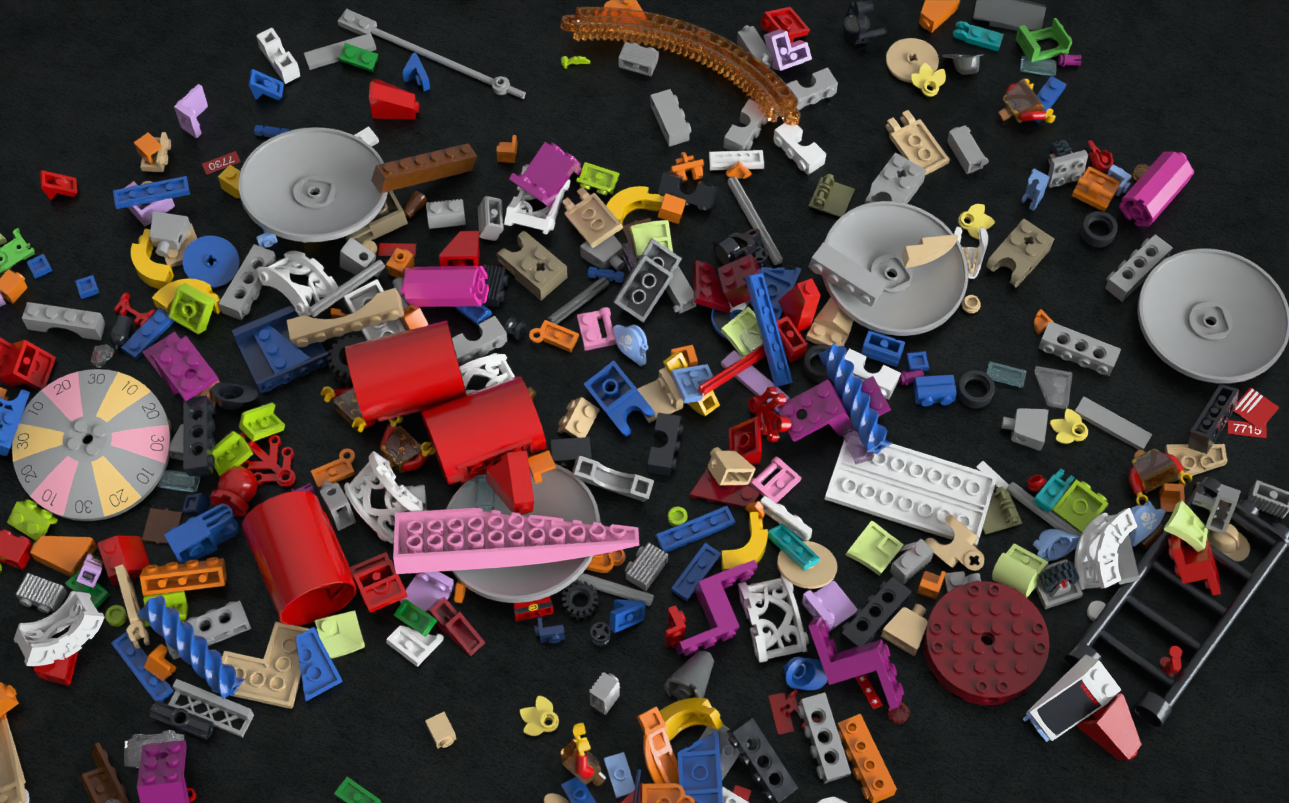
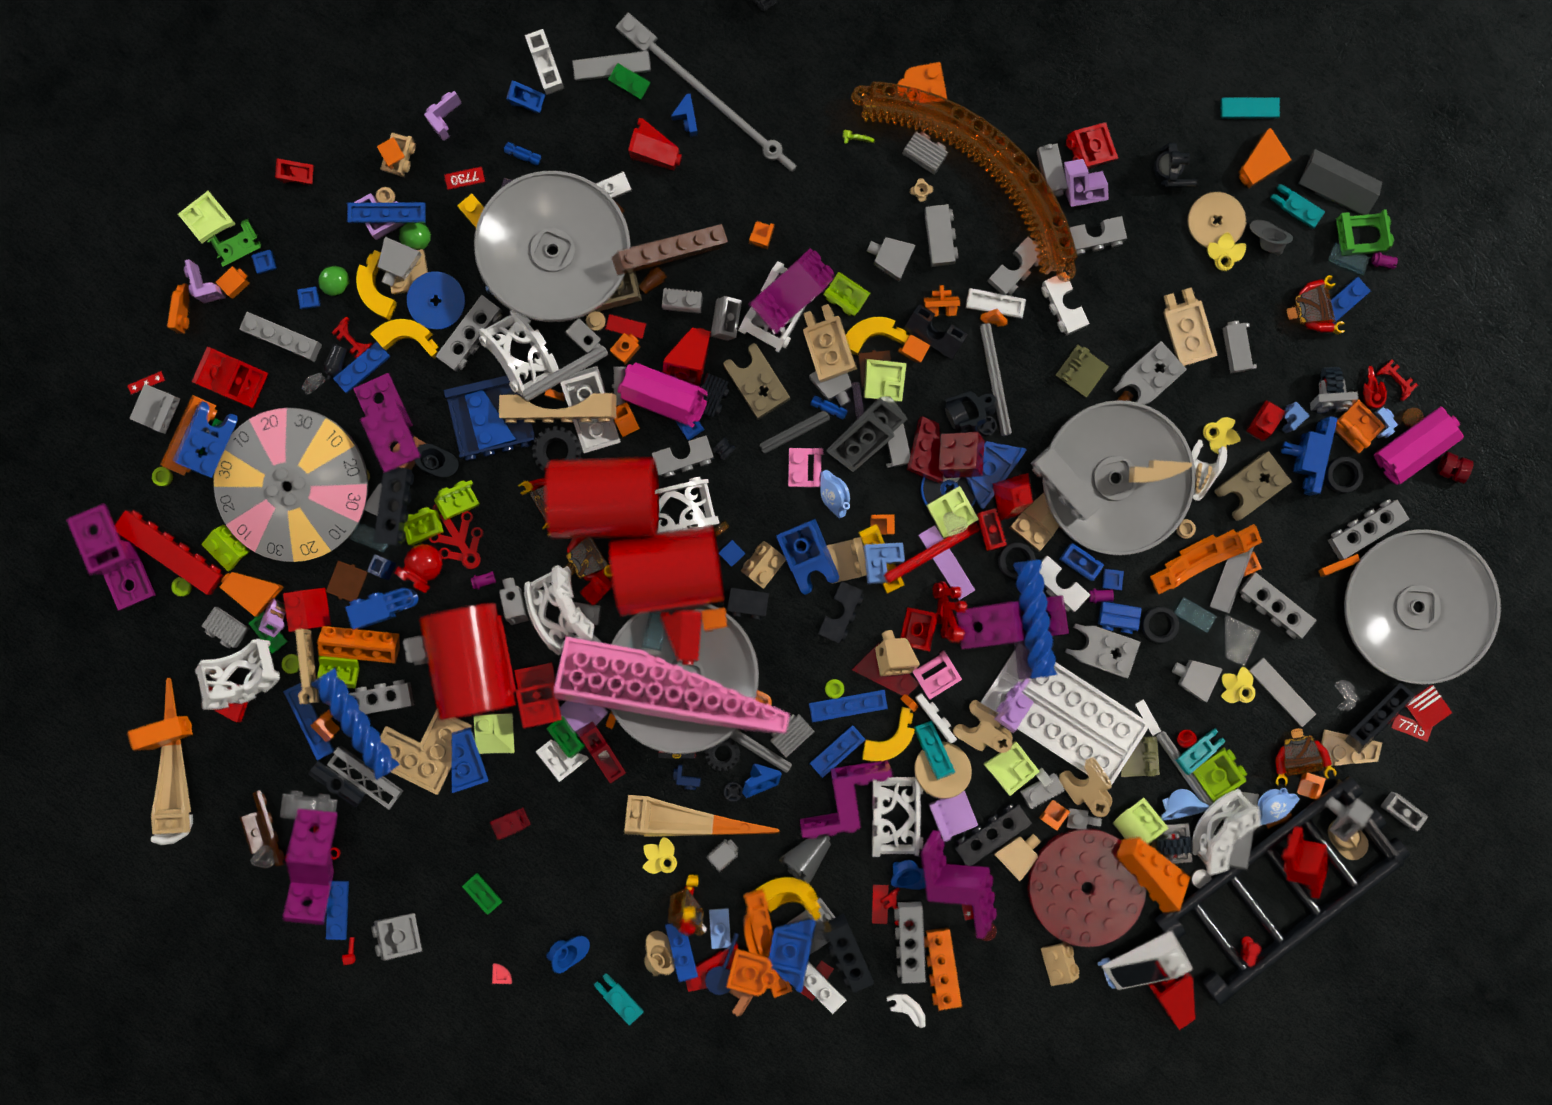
camera: 10 degrees right, 25 degrees up
(109, 266) = (333, 280): none -> bright green hair
(183, 209) = (414, 235): none -> bright green hair
(191, 308) = (408, 355): lime brick -> none
(246, 564) = (415, 650): none -> light grey brick
(336, 470) = (518, 564): orange hinge -> none
(371, 717) = (510, 823): none -> dark red torso
(418, 468) = (596, 588): none -> red slope
(441, 730) = (568, 850): tan brick -> none
(533, 676) = (659, 818): none -> tan plate
(546, 416) = (731, 553): none -> blue tile
(555, 335) = (762, 466): orange hinge -> none
(622, 483) = (795, 650): light grey arch -> none
(631, 141) = (891, 256): none -> light grey torso
(643, 84) = (926, 190): none -> tan plate
(677, 627) = (806, 803): red bracket -> none
(768, 329) = (972, 520): blue tile -> none
(841, 516) = (987, 732): none -> tan piece
(858, 485) = (1015, 707): none -> lavender bracket
(930, 420) = (1098, 650): none -> light grey brick
(984, 726) = (1060, 963): none -> tan bracket
(998, 319) = (1204, 555): none -> orange piece
(1013, 193) = (1266, 420): none -> red torso
(1028, 332) = (1230, 581): none -> light grey tile
(1049, 604) = (1154, 872): none -> orange wedge
(1065, 215) = (1313, 454): none -> blue brick
(1123, 302) = (1339, 565): none -> orange tile
(1128, 152) = (1406, 388): none -> red piece
(1175, 409) = (1347, 691): none -> clear bracket
(1187, 526) = (1310, 830): yellowish green plate -> none
(1202, 203) = (1456, 468): none -> dark red wheel

